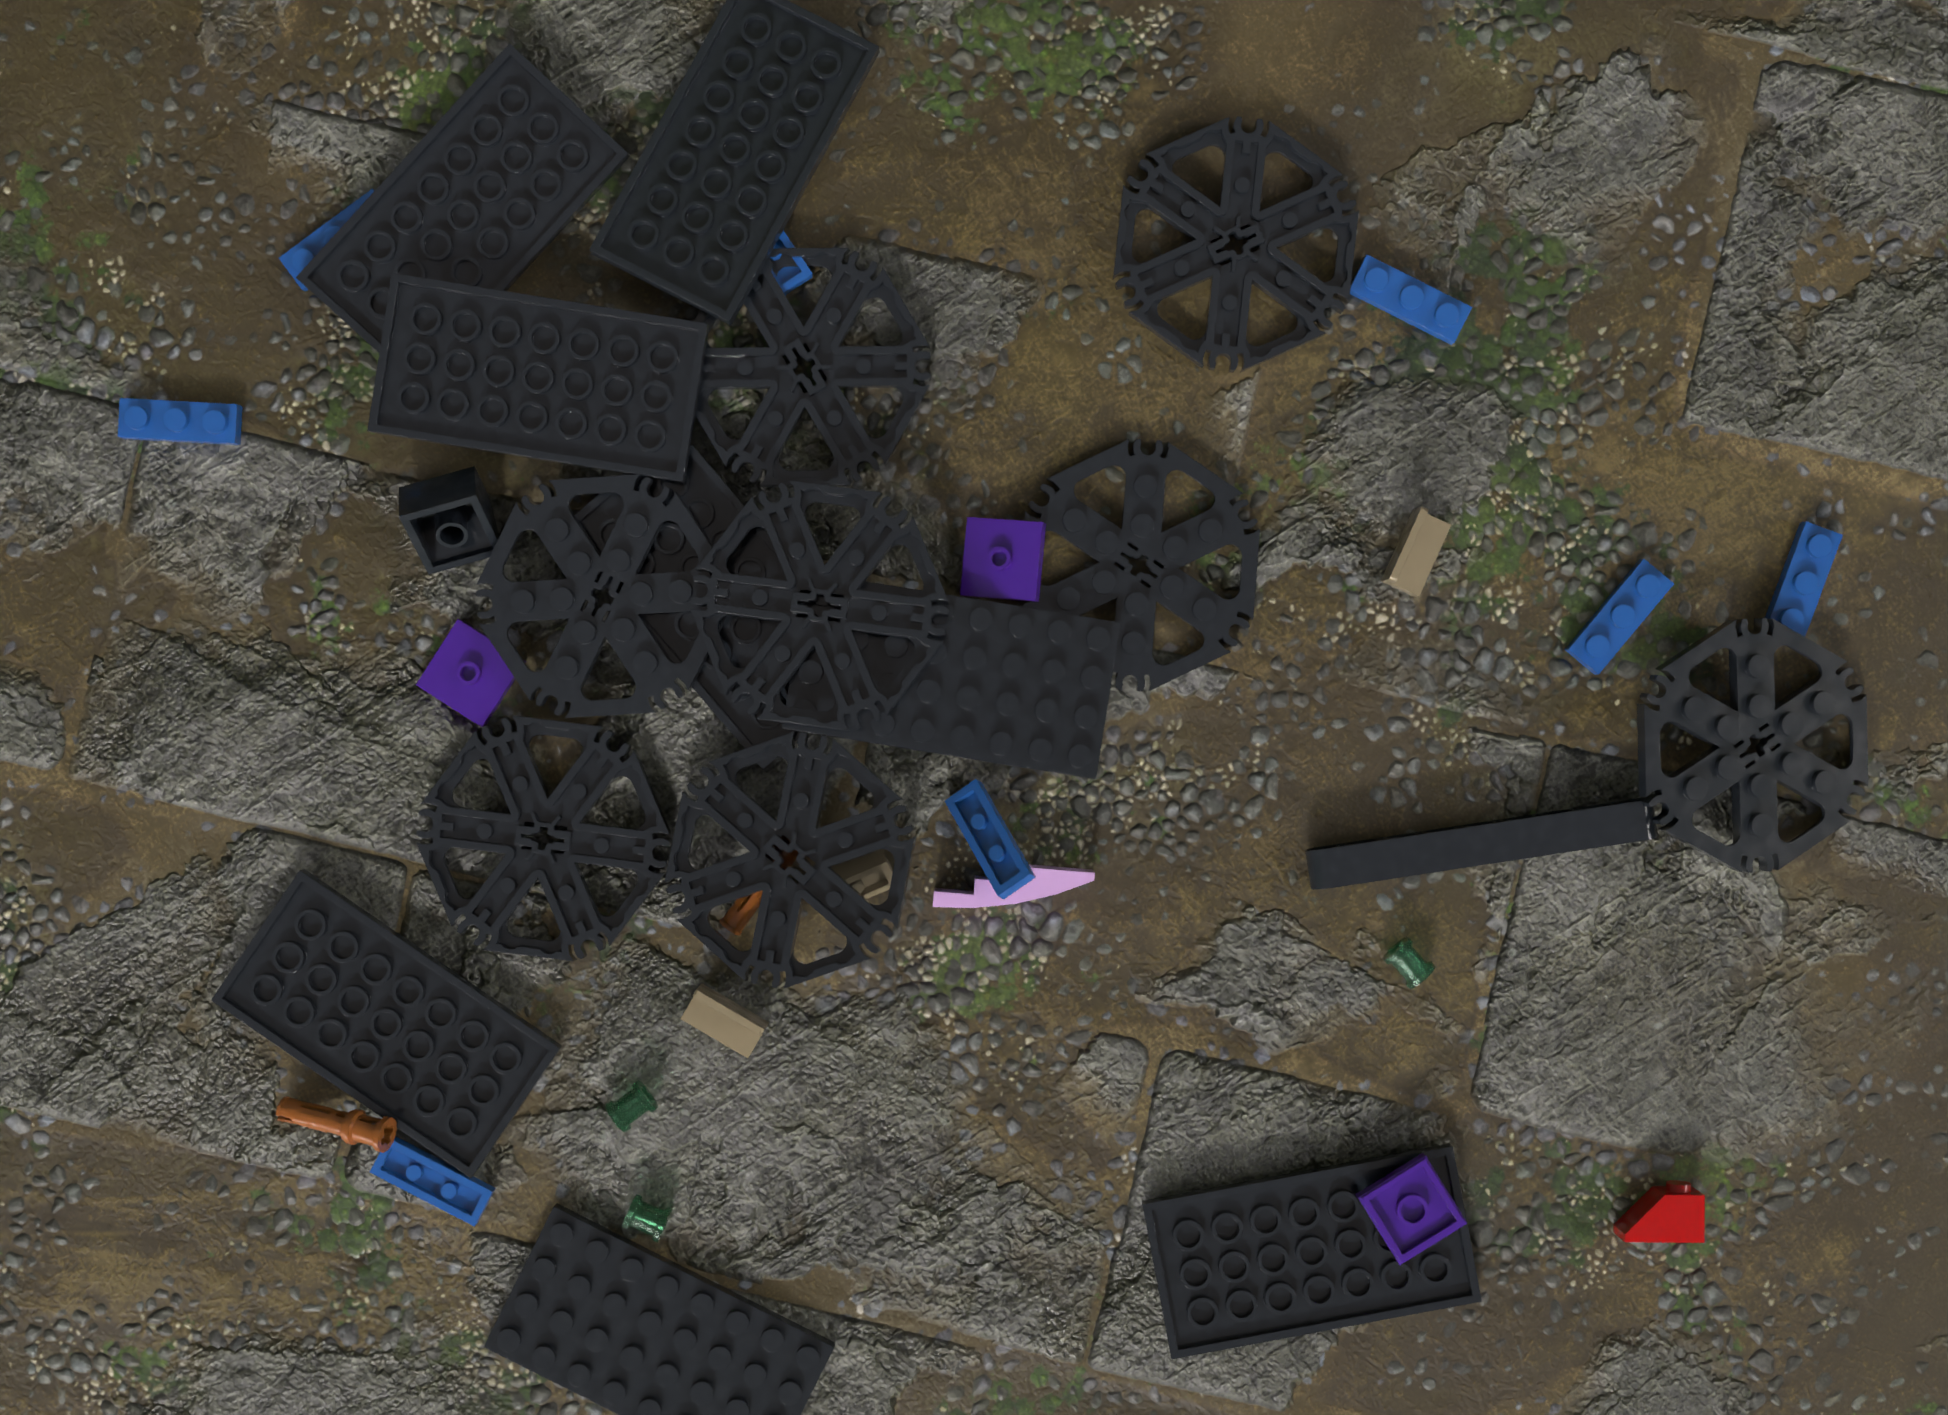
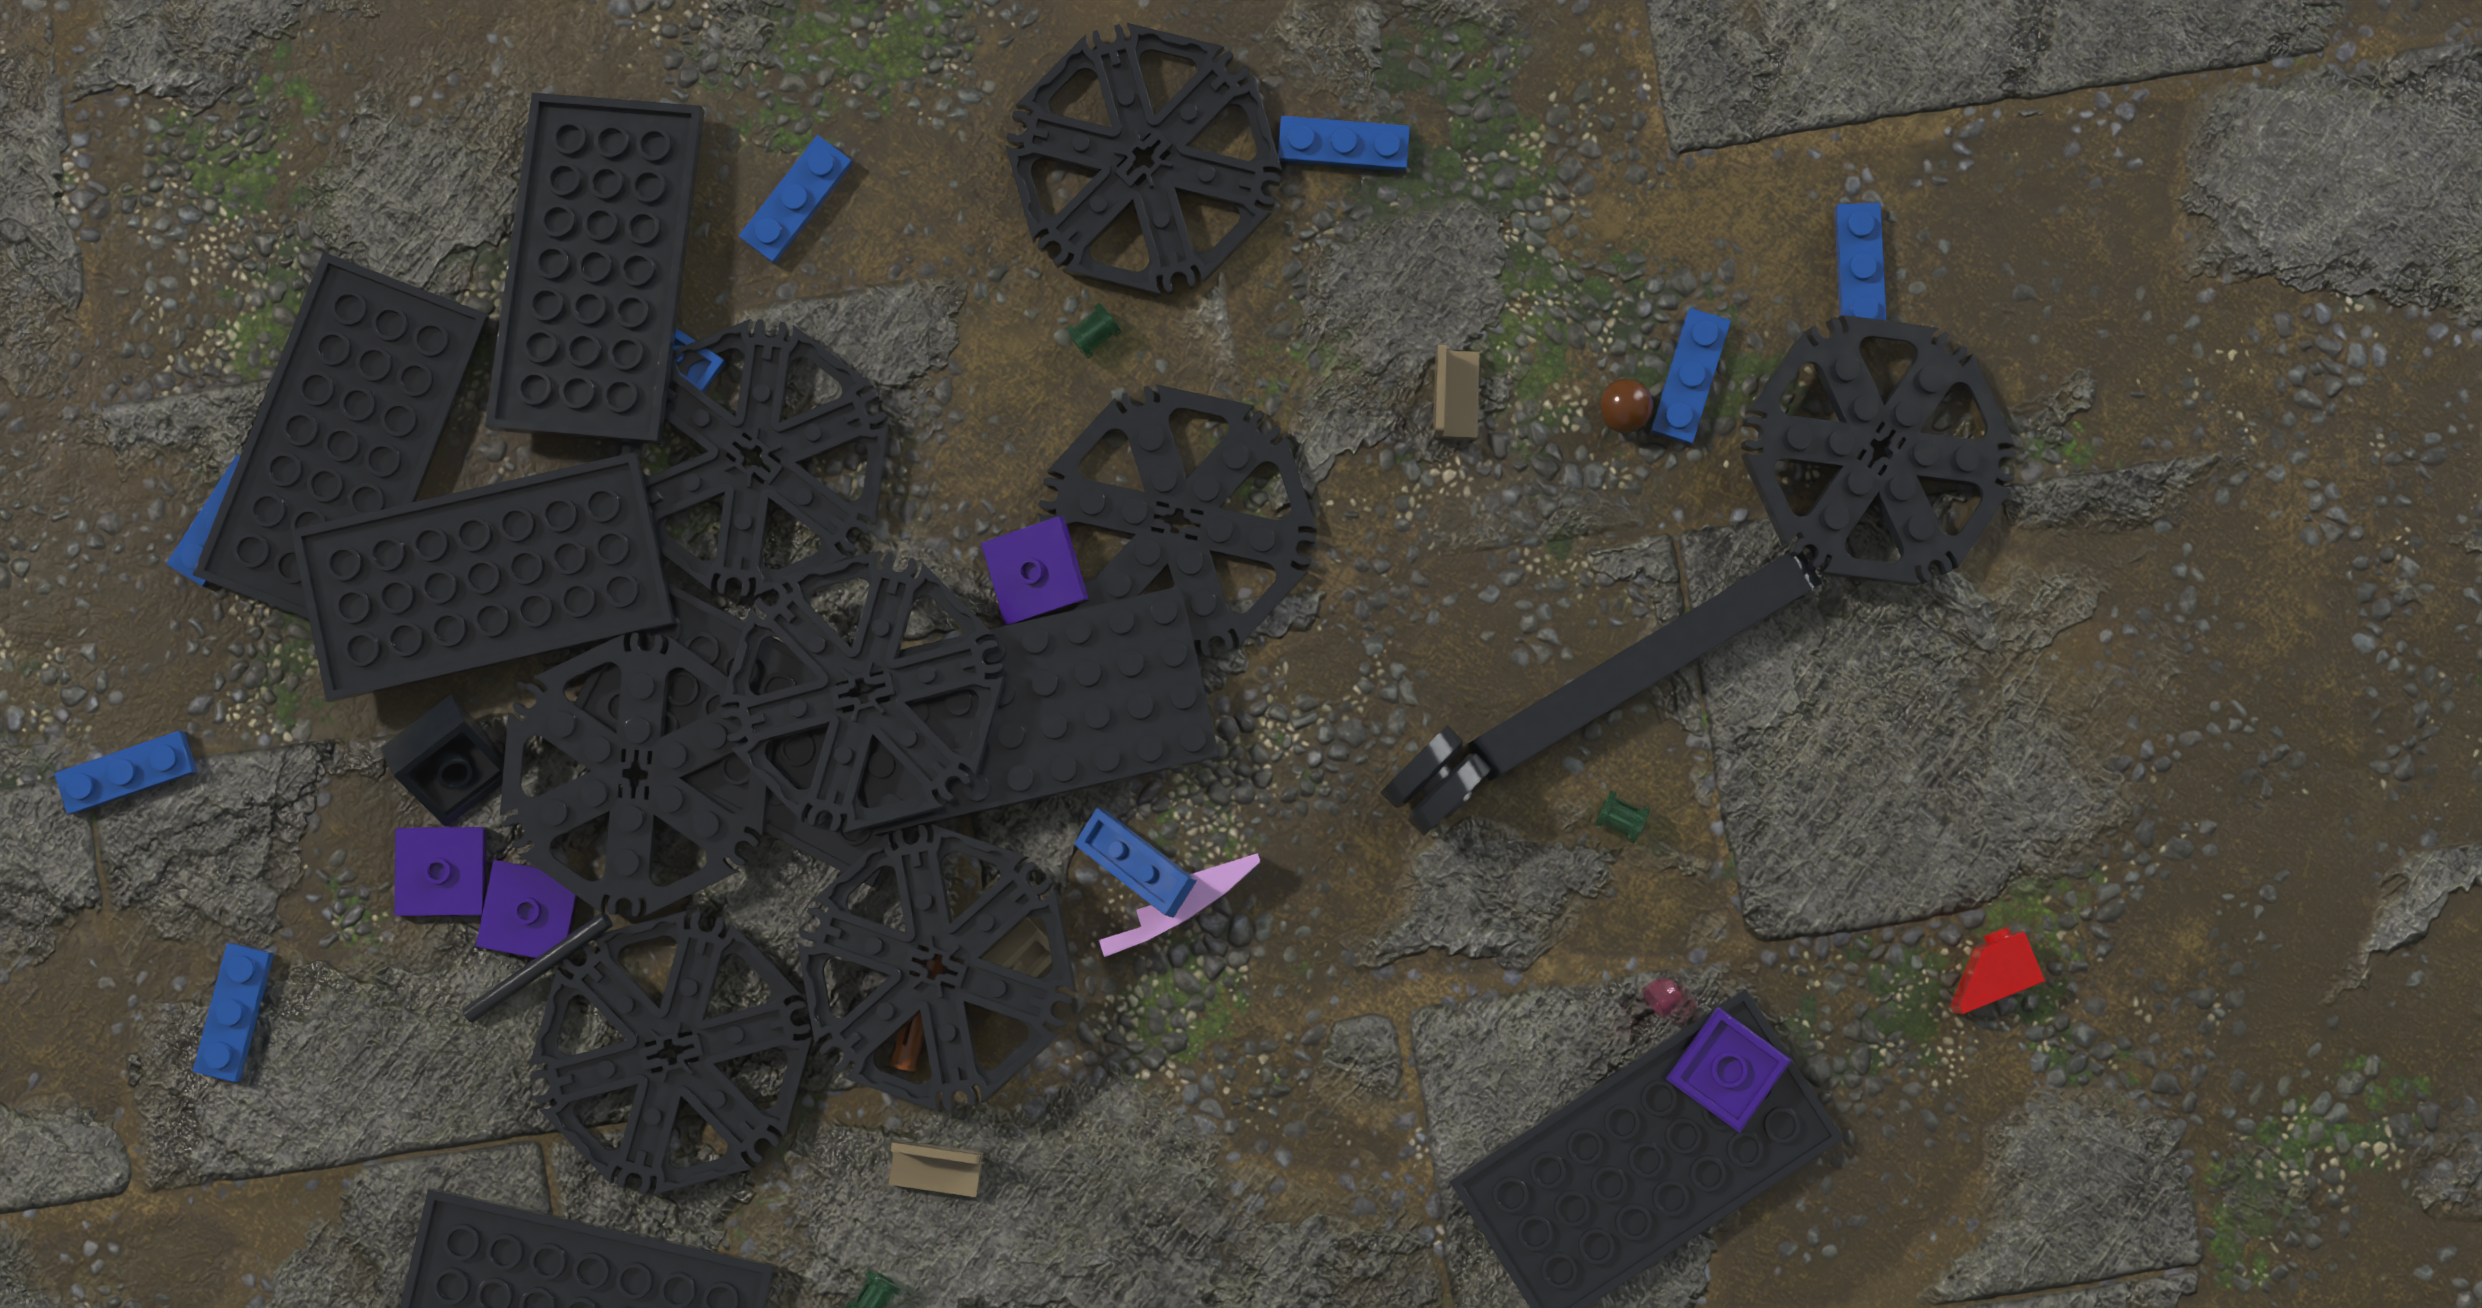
camera: 15 degrees left, 5 degrees down
(195, 657) = (233, 1012): none -> blue plate
(410, 610) = (440, 871): none -> dark purple plate
(460, 723) = (537, 967): none -> black bar
(927, 160) = (796, 199): none -> blue plate
(1133, 374) = (1093, 330): none -> clear green bush
(1268, 873) = (1436, 781): none -> black wheel
(1380, 1123) = (1662, 995): none -> clear pink hinge
(1557, 621) = (1626, 405): none -> reddish brown piece

